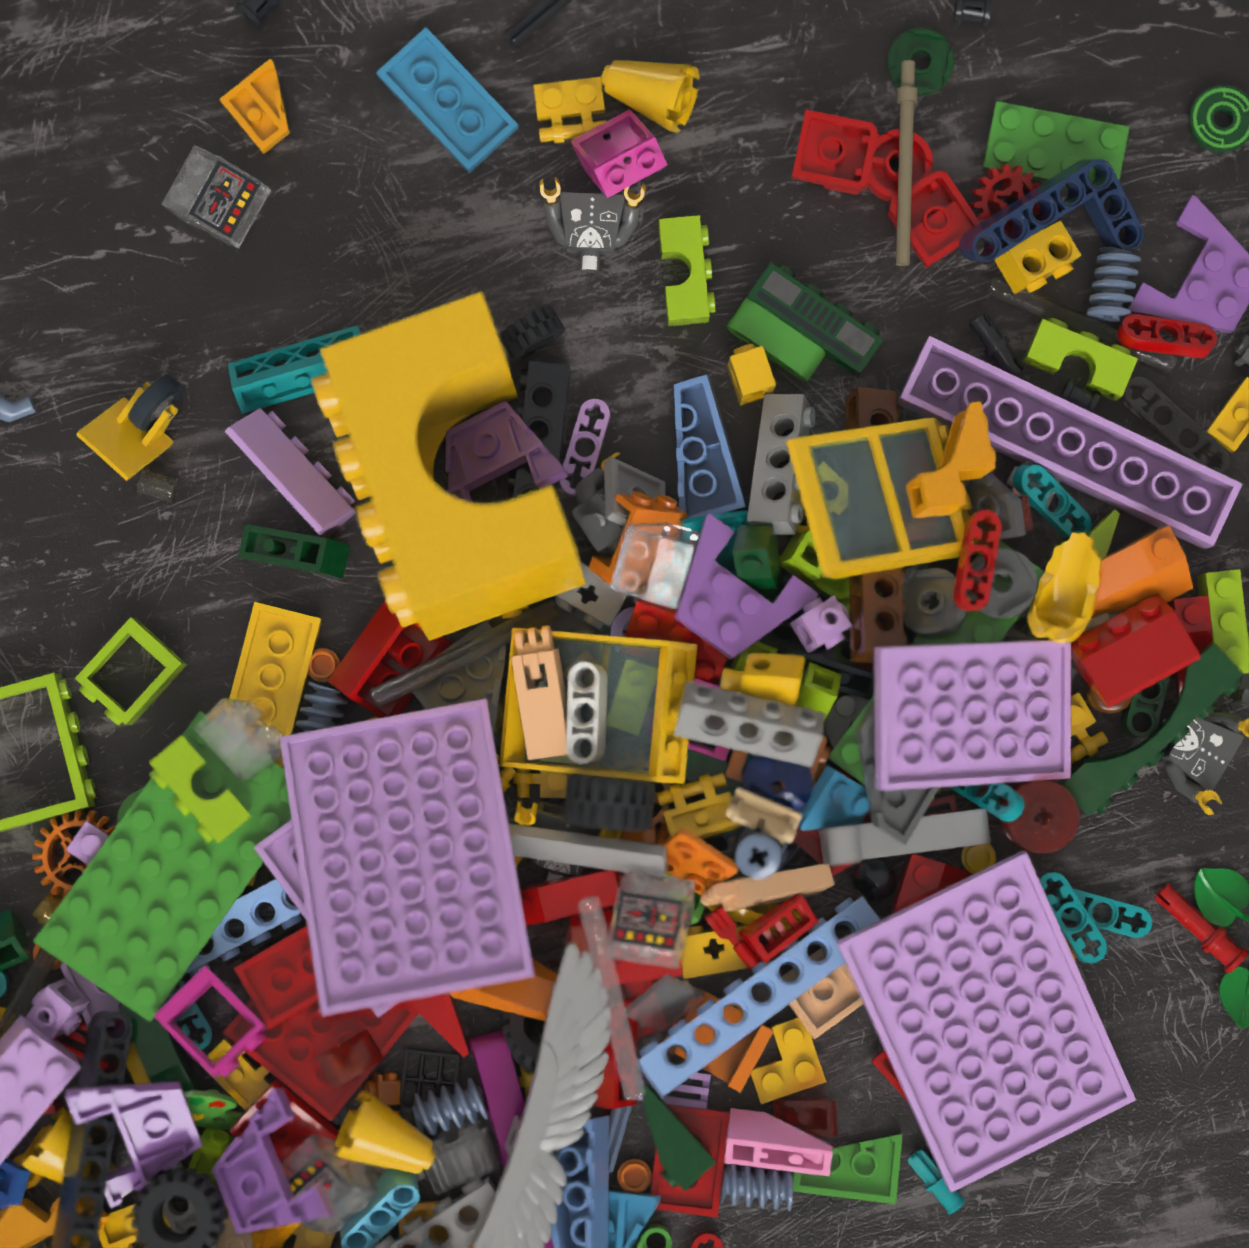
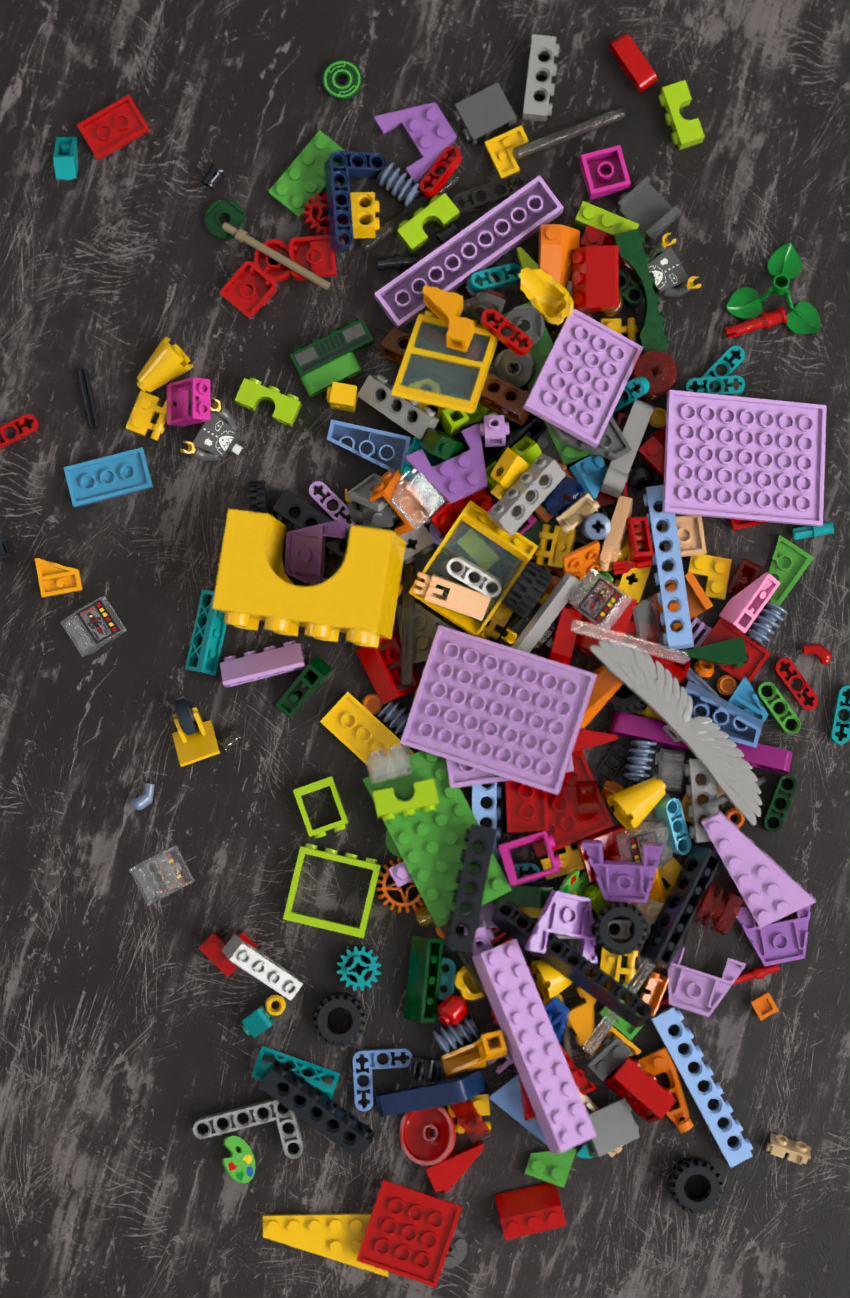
camera: 60 degrees left, 0 degrees up
(26, 996) = (486, 837): none -> black brick
(639, 1129) = (704, 669): none -> orange plate

